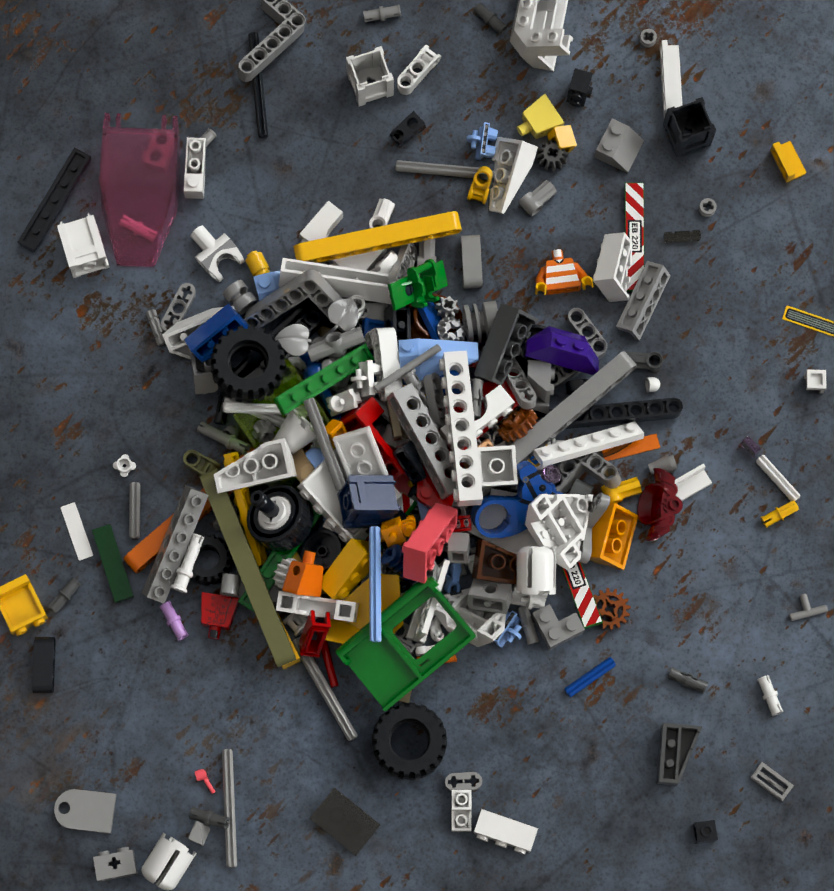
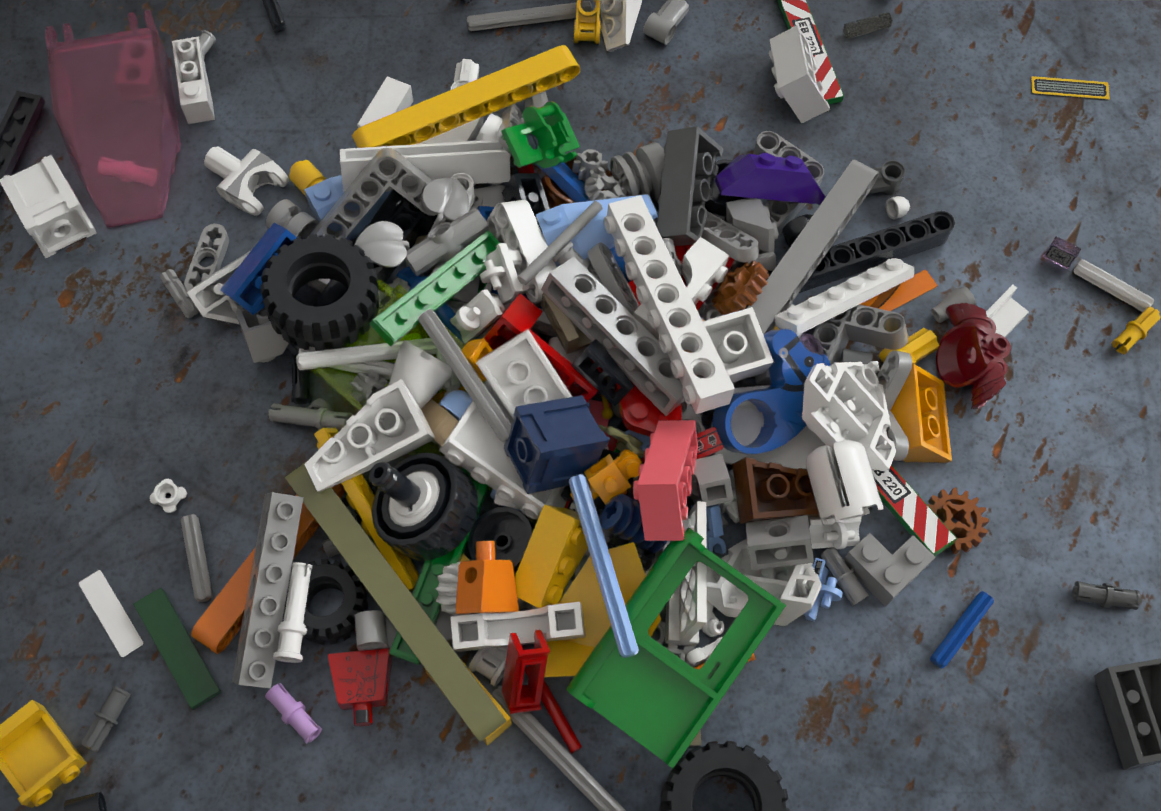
camera: 15 degrees left, 10 degrees down
(202, 464) = (286, 461): olive piece -> none
(416, 511) = (625, 441): none -> olive plate
(471, 261) = (603, 112): light grey beam -> none
(561, 276) = (731, 101): torso -> none
(643, 299) = (848, 105): light grey fence -> none
(815, 380) = (1114, 148): white panel -> none

